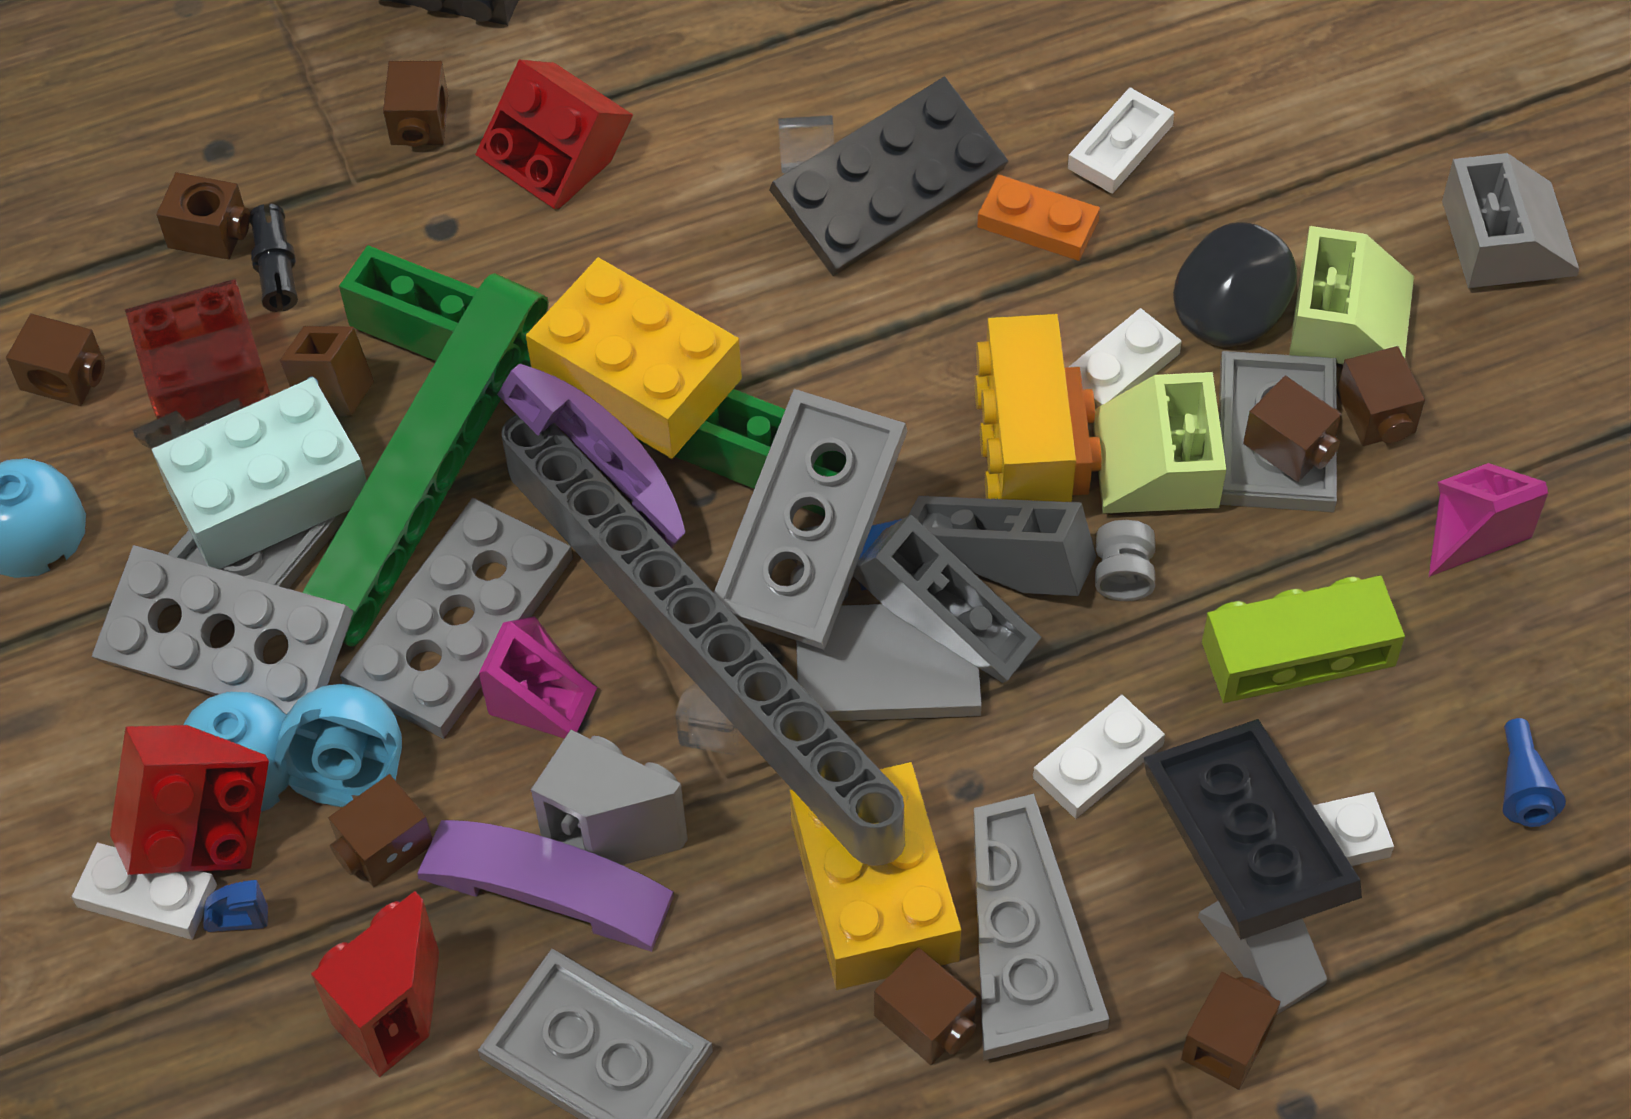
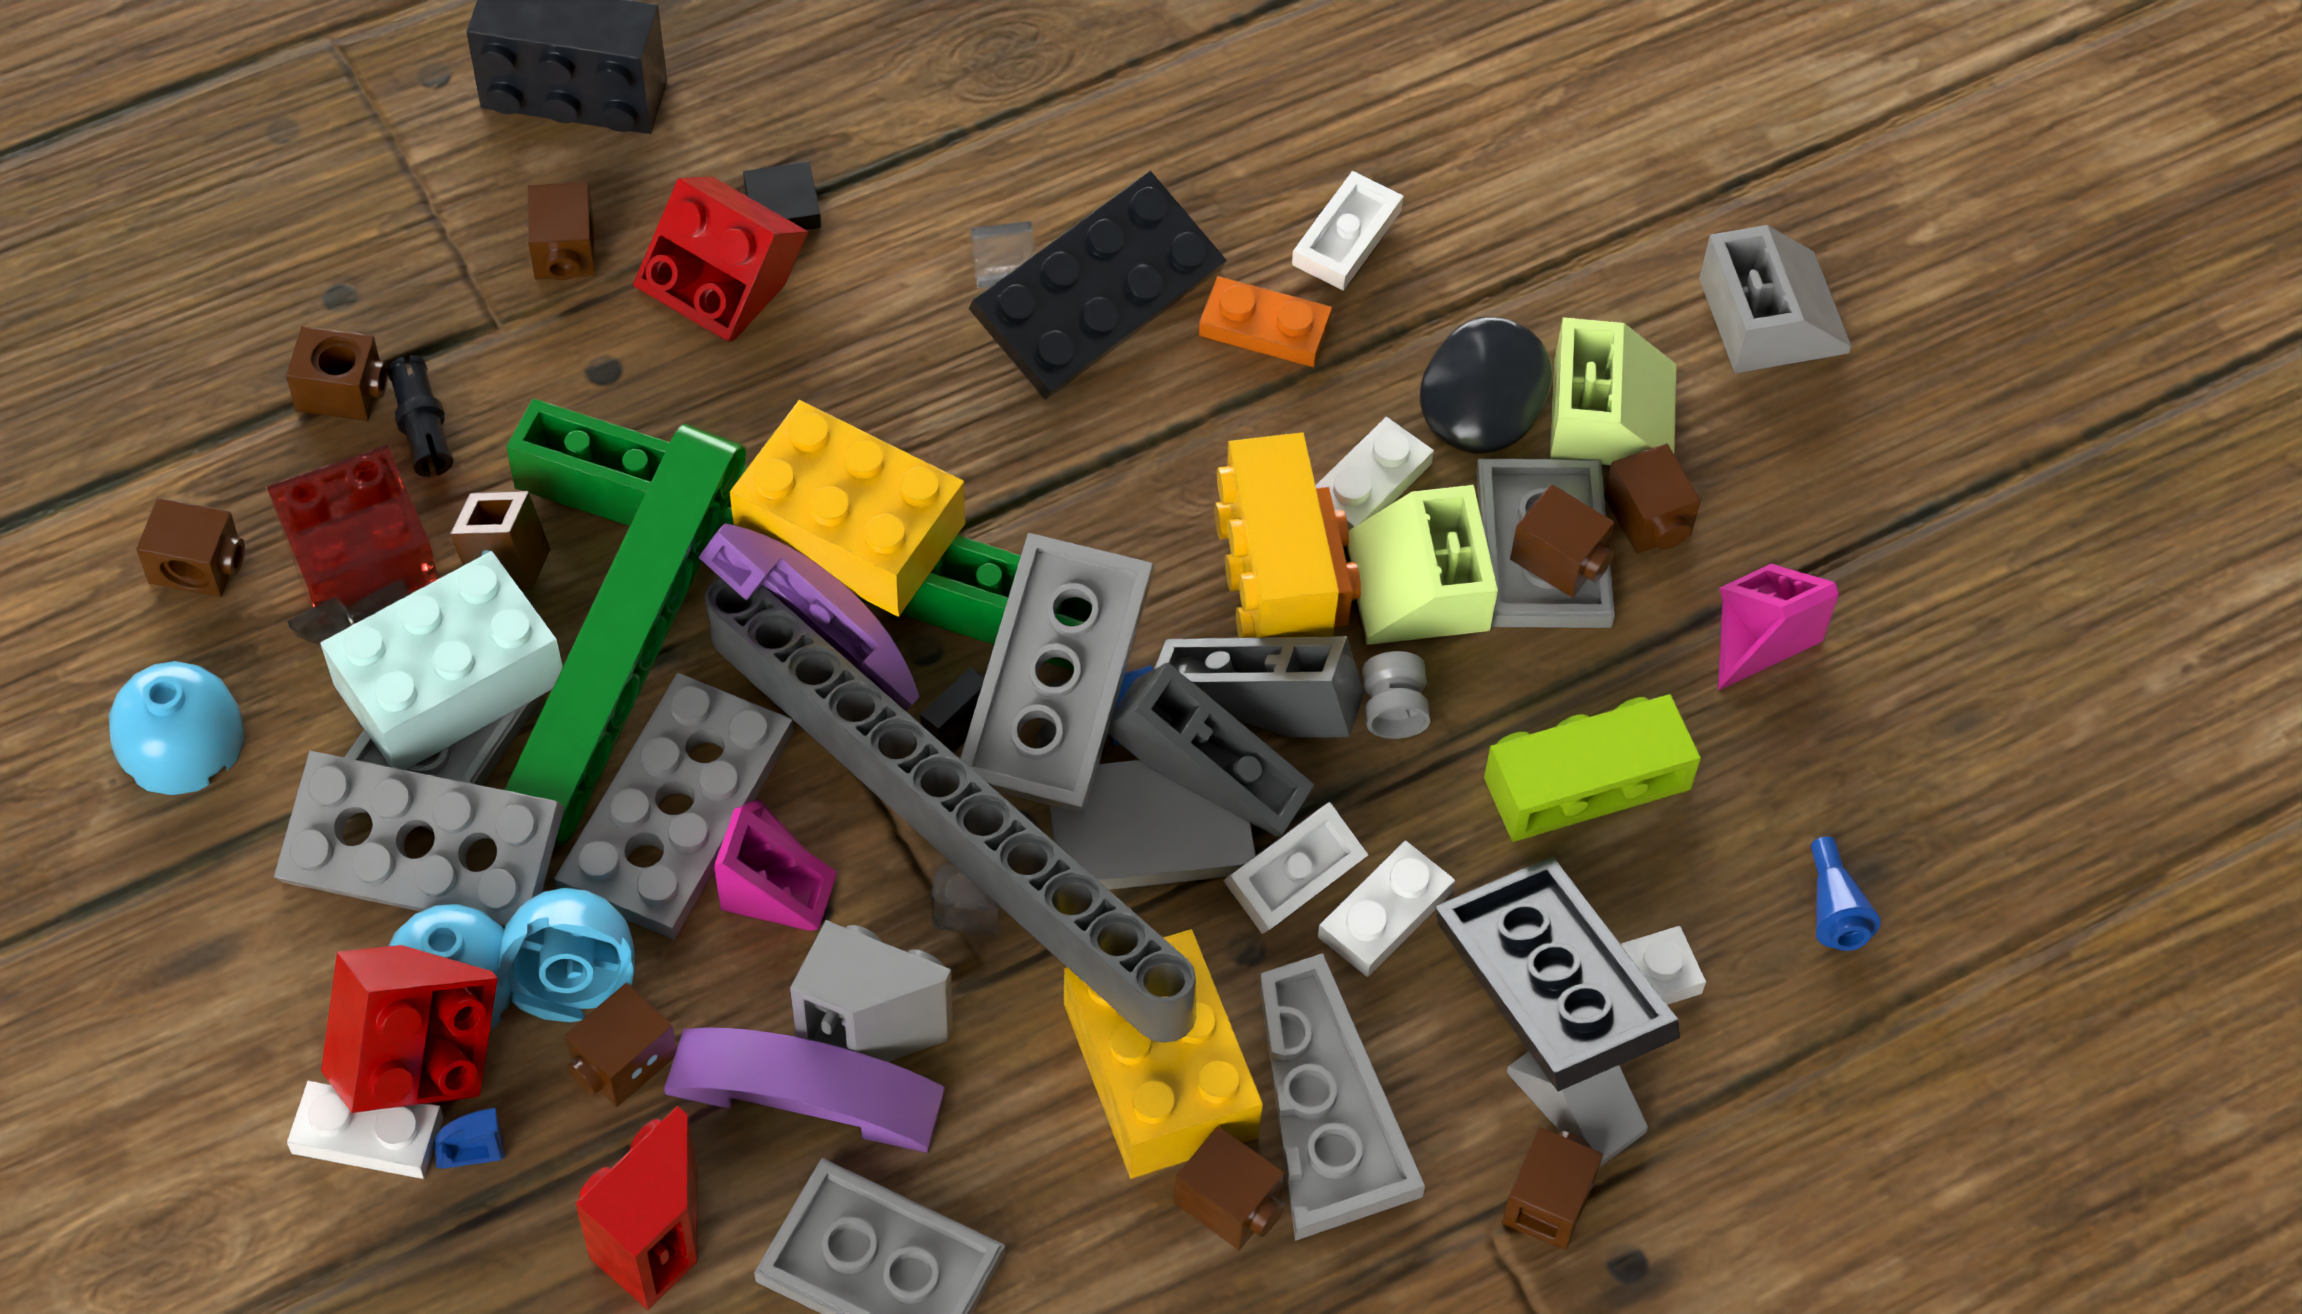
camera: 10 degrees left, 0 degrees up
(620, 81) = (786, 191): none -> black piece
(711, 549) = (953, 710): none -> black piece
(1016, 712) = (1295, 868): none -> white plate

